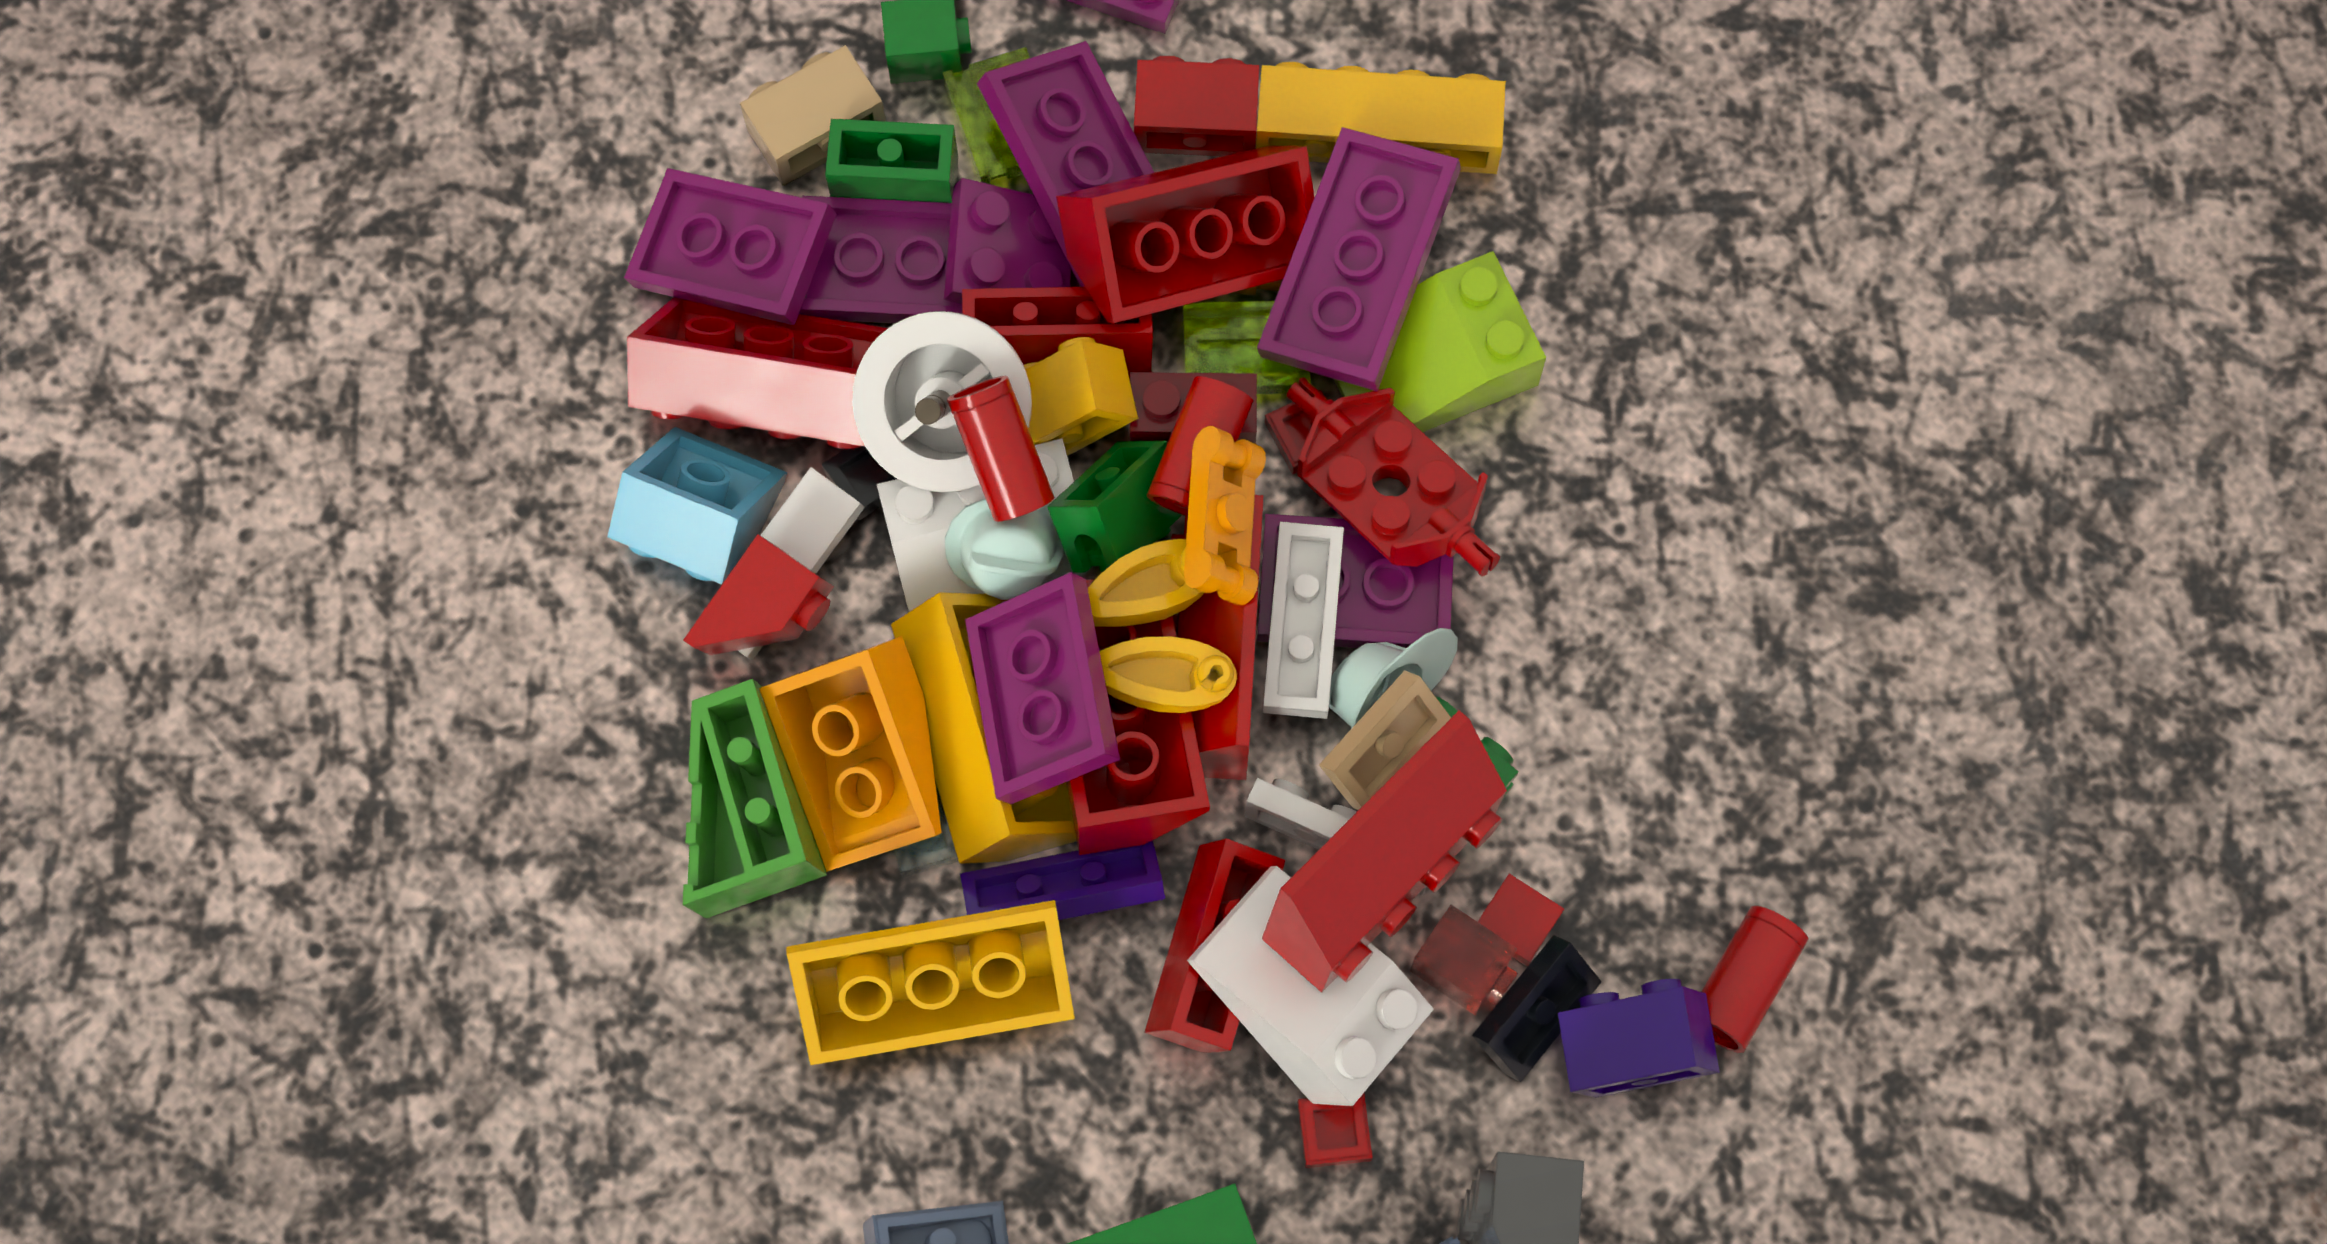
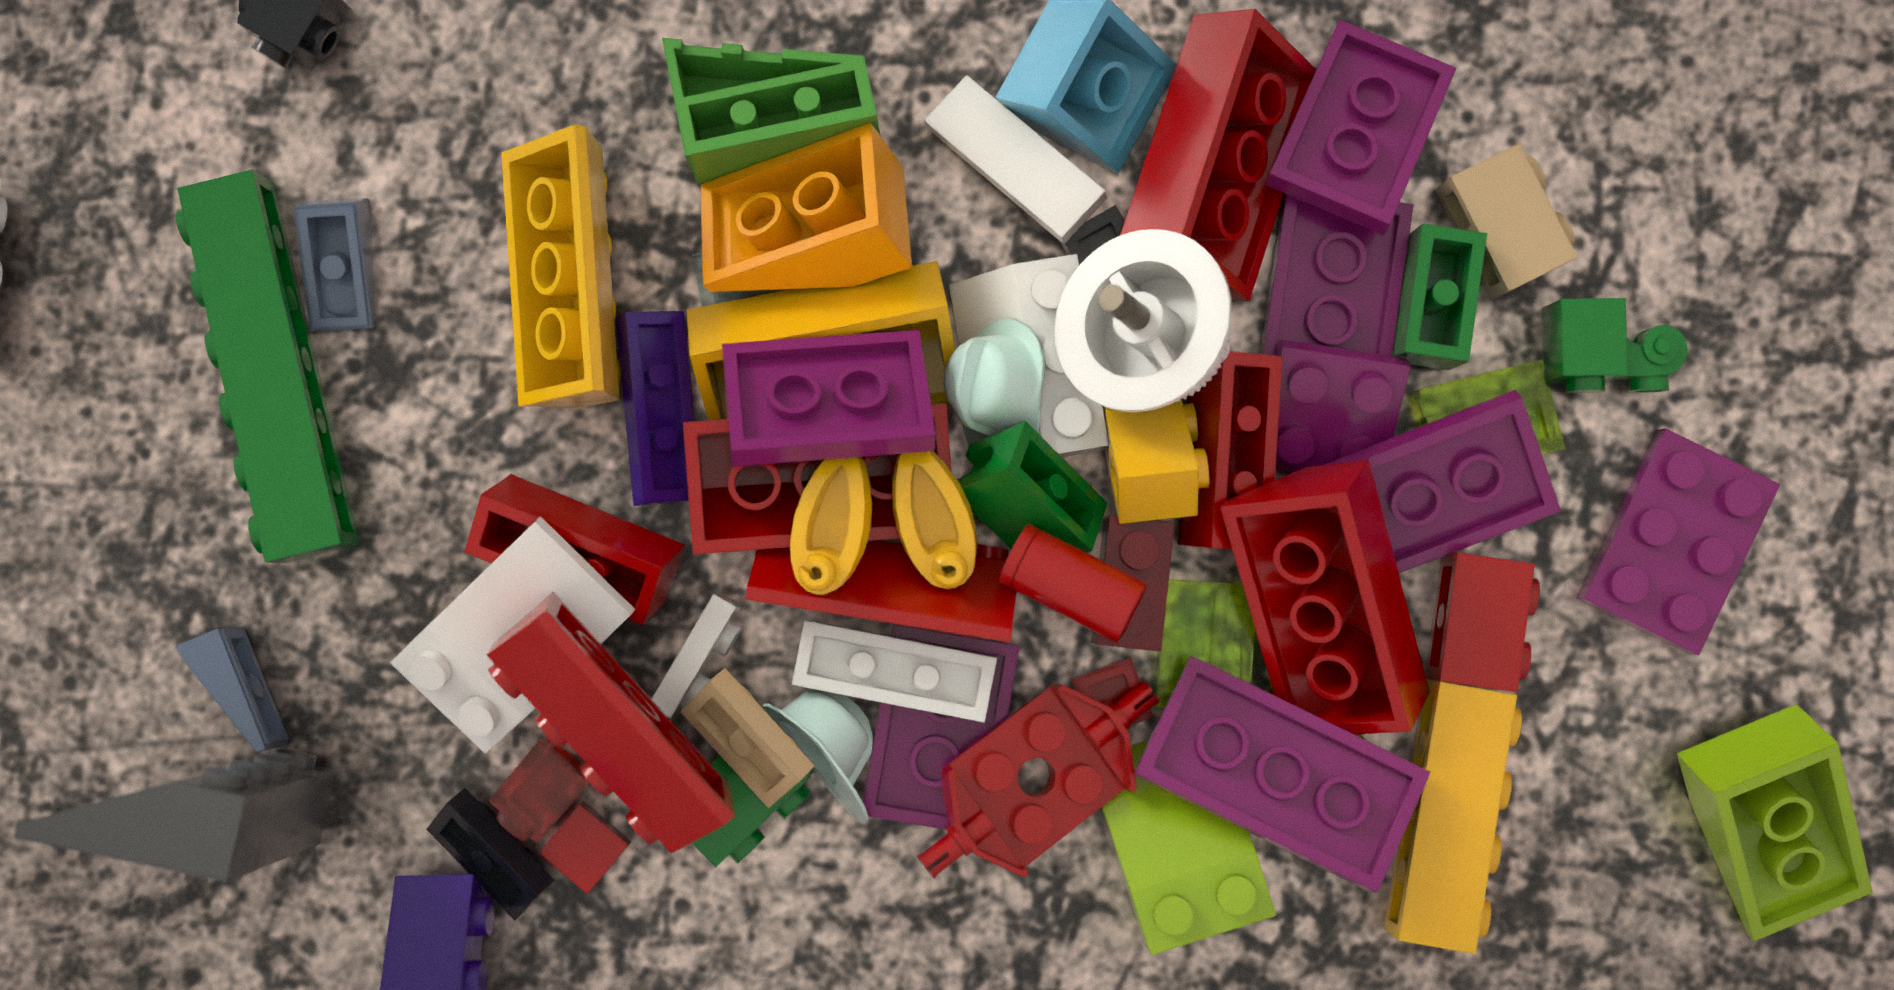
camera: 95 degrees right, 15 degrees up
(761, 602) = (967, 134): red slope -> none
(1000, 448) = (1078, 374): red pin -> none
(1222, 515) = (984, 596): light orange plate -> none
(1334, 1133) = (388, 637): red tile -> none

